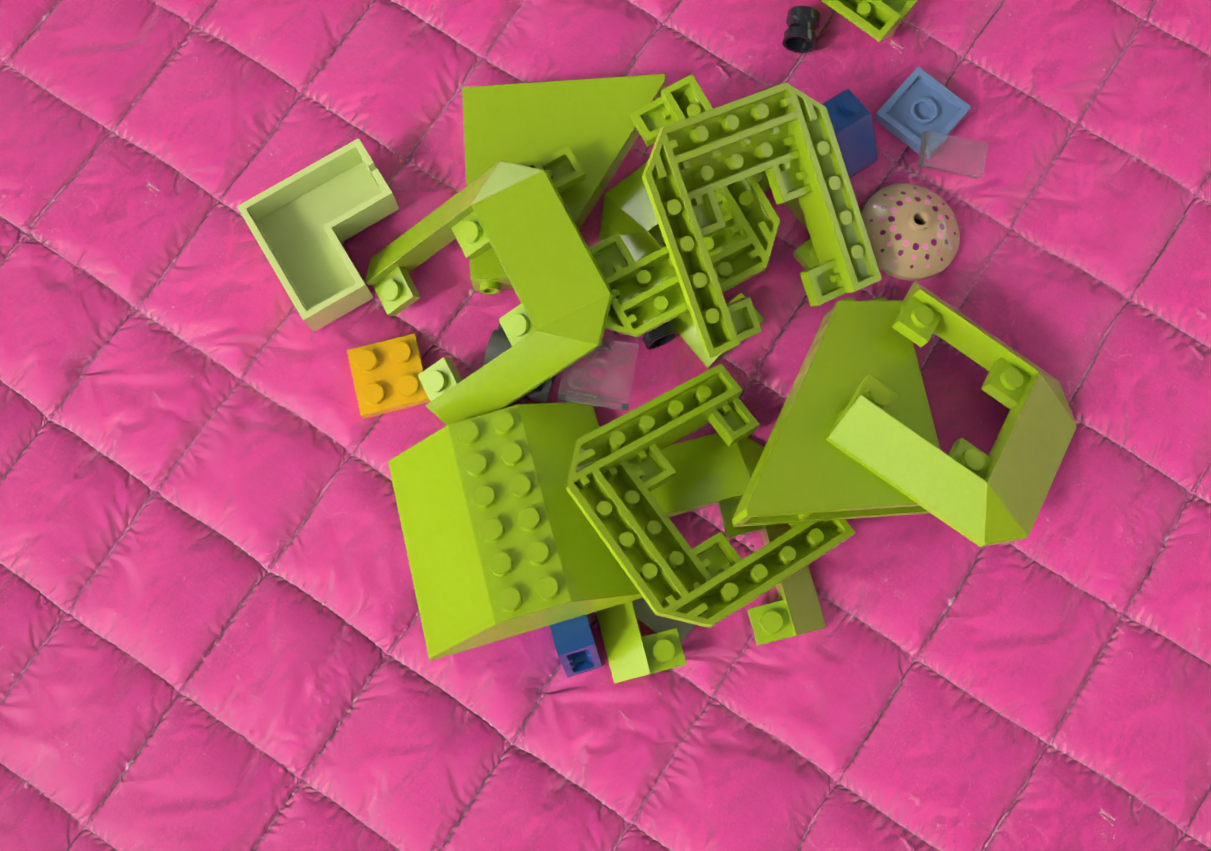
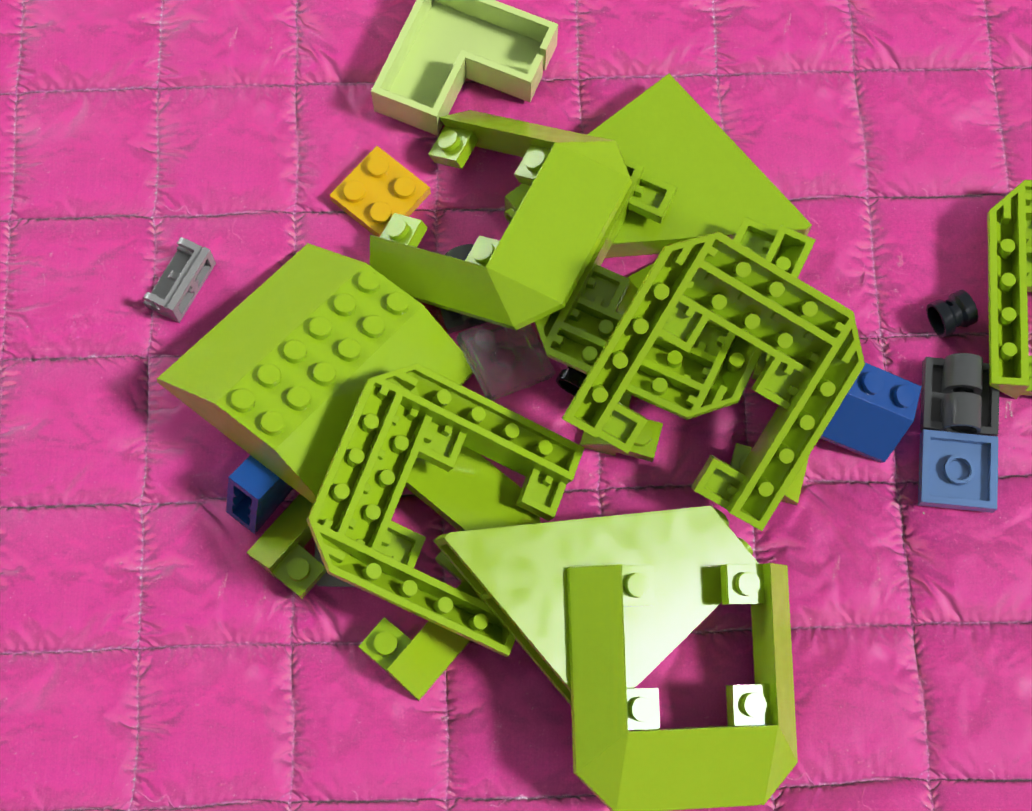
camera: 50 degrees right, 5 degrees down
(343, 584) = (181, 280): none -> light grey hinge
(868, 70) = (958, 396): none -> dark grey plate
(899, 243) = (815, 543): tan dish -> none
(952, 154) = (937, 522): clear tile -> none

